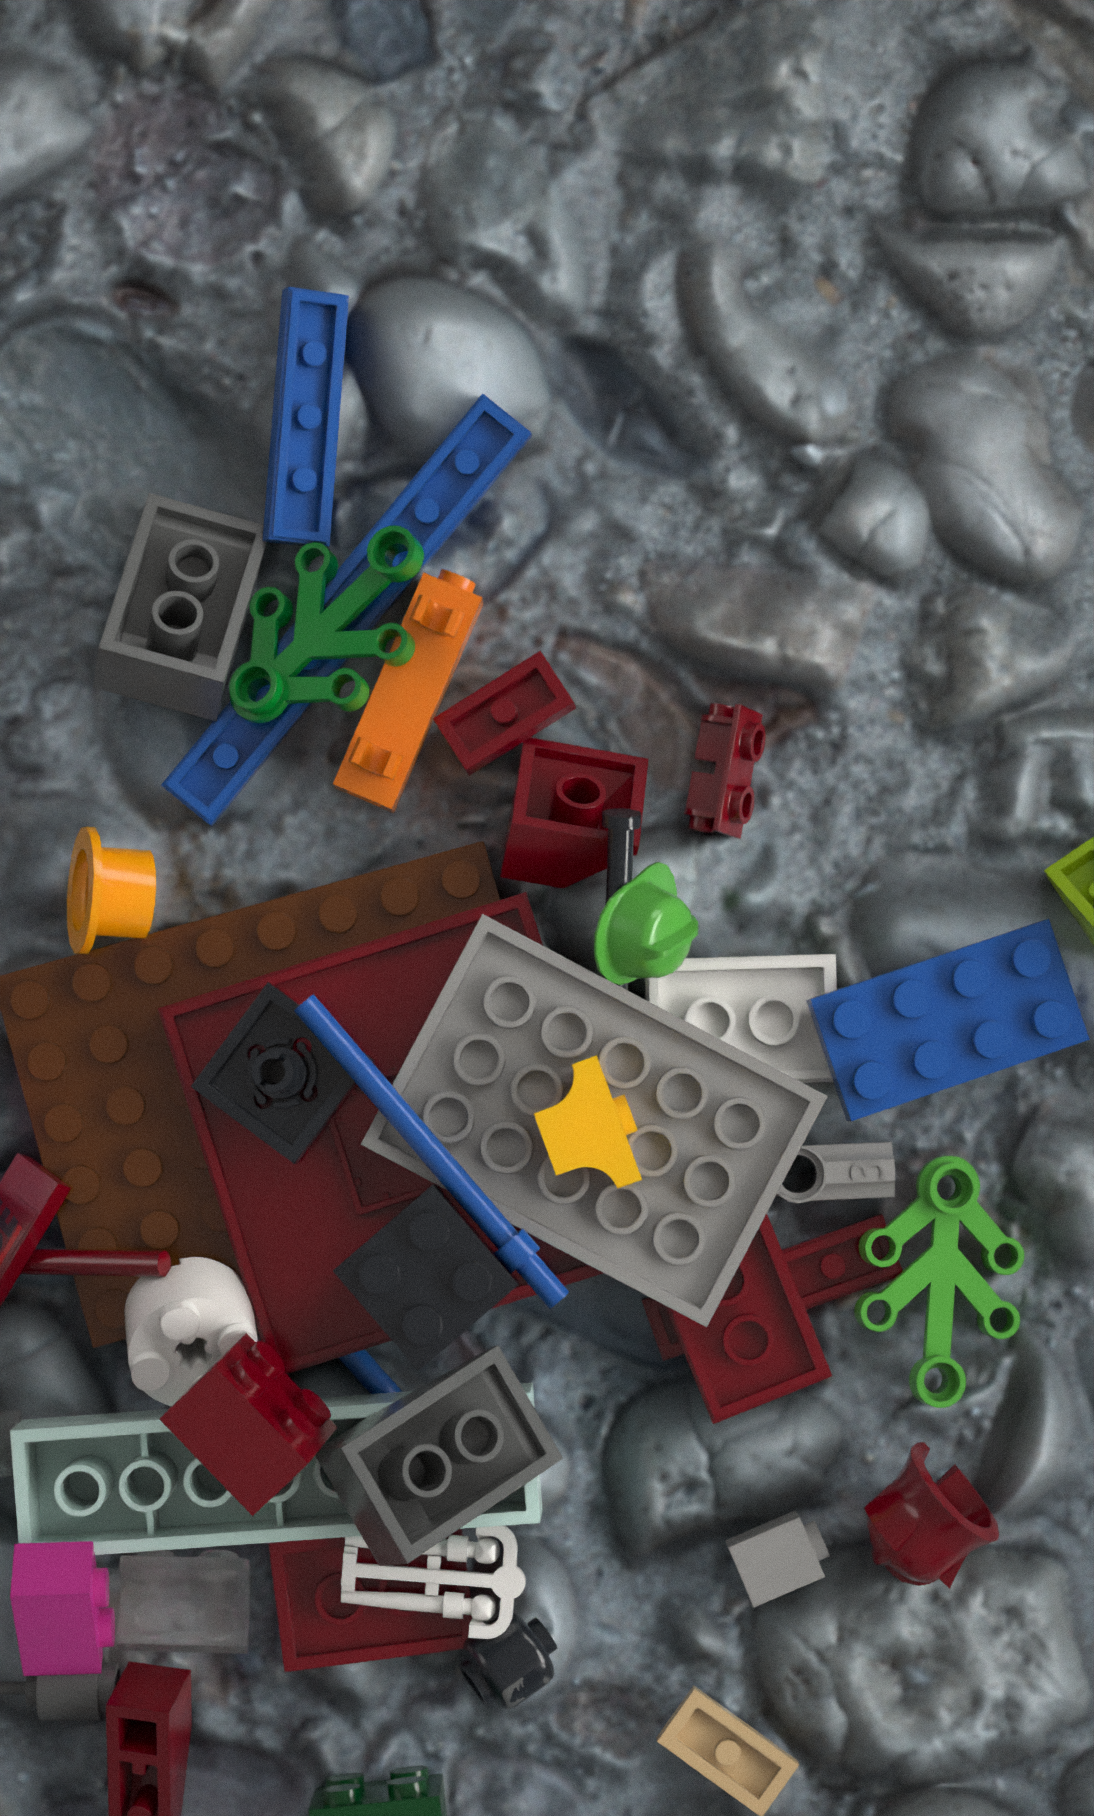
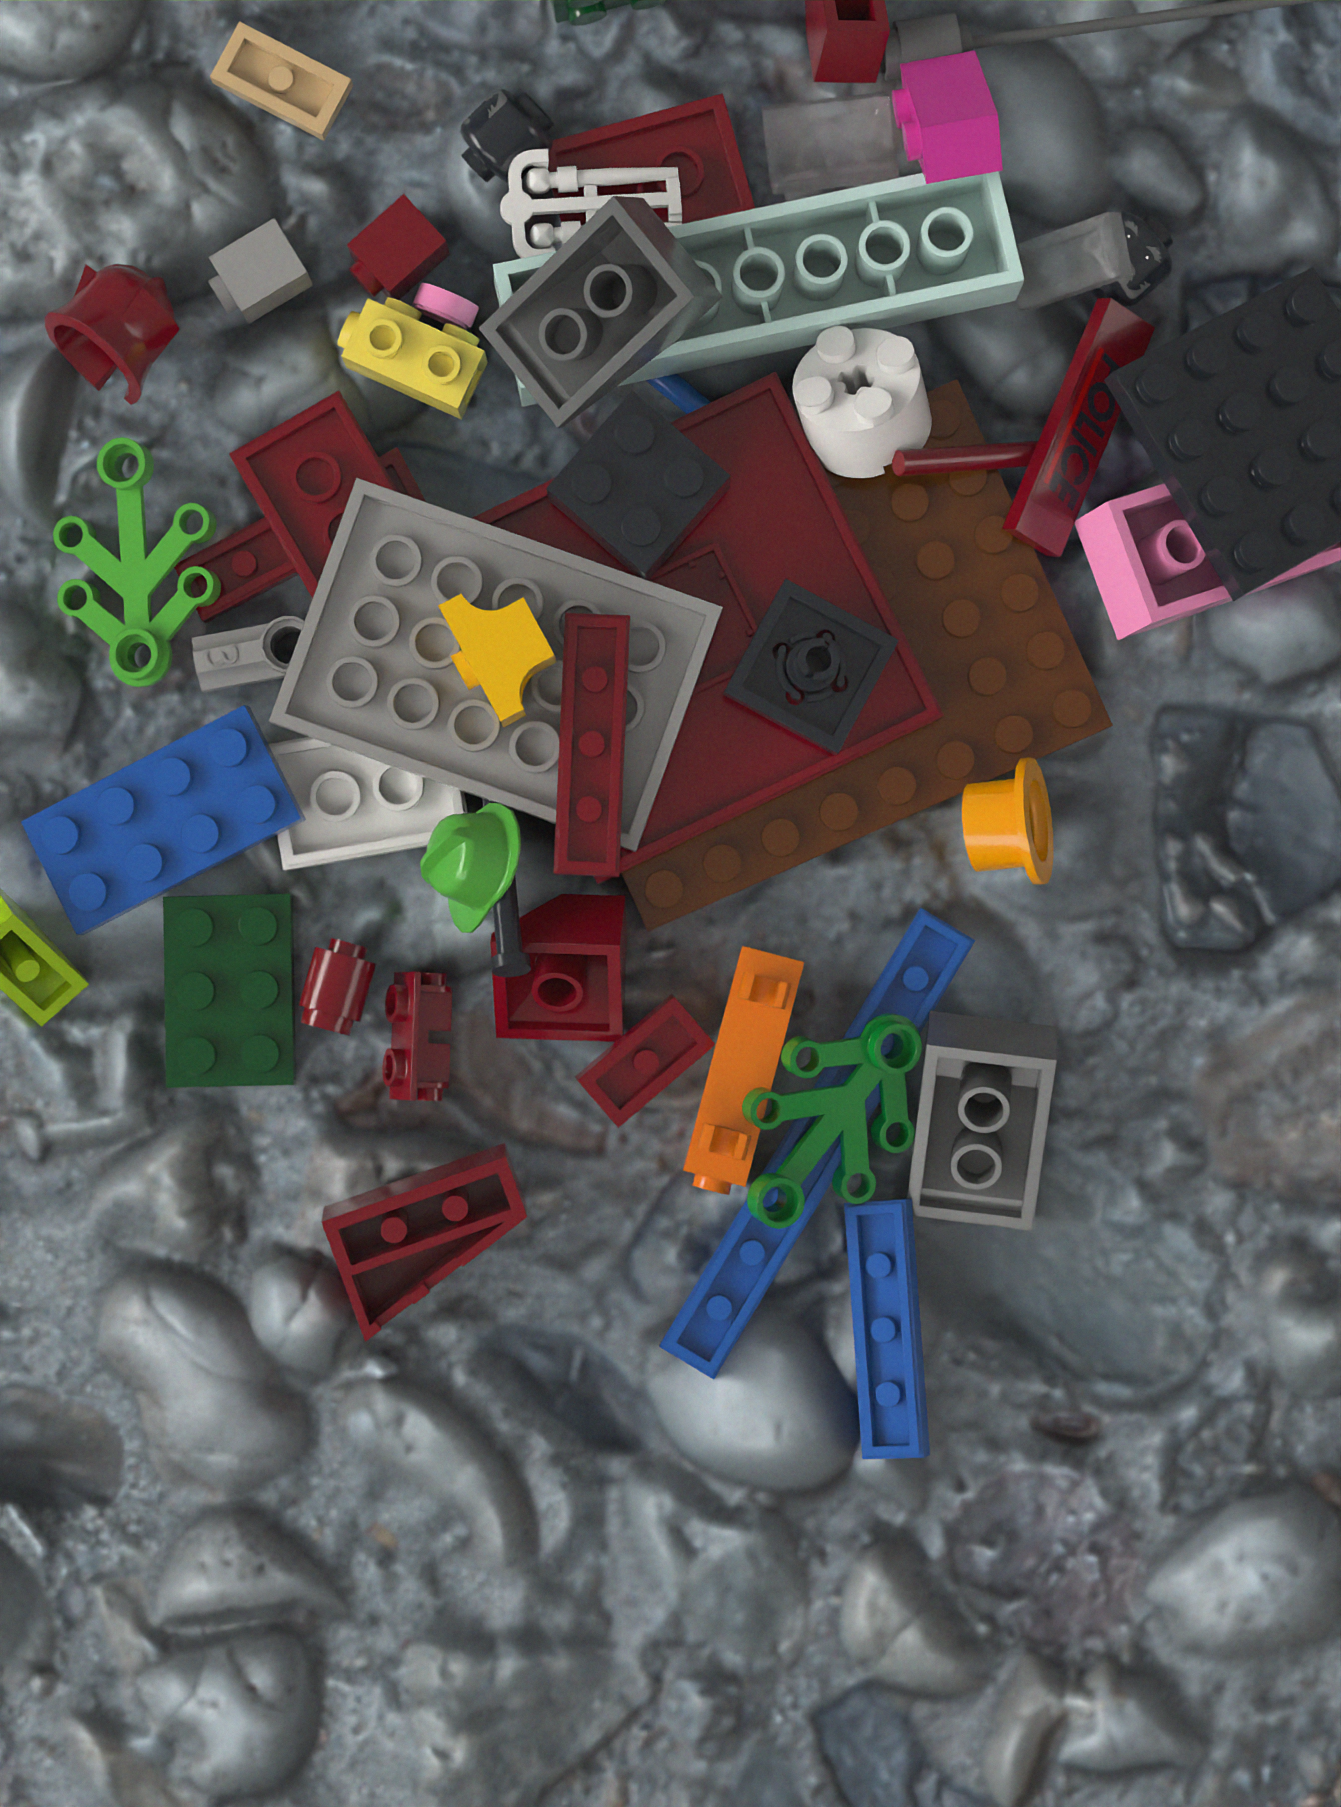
camera: 175 degrees right, 0 degrees up
(250, 1423) = (788, 311): dark red brick -> none
(509, 1024) = (592, 745): none -> dark red tile
(514, 1248) = (556, 526): blue bar -> none
(595, 1495) = (445, 306): none -> bright pink tile
(634, 1447) = (412, 356): none -> light yellow brick
(636, 1559) = (396, 250): none -> dark red brick
(749, 578) = (419, 1231): none -> dark red wedge
(798, 829) = (336, 986): none -> dark red brick
(905, 842) = (229, 990): none -> dark green plate

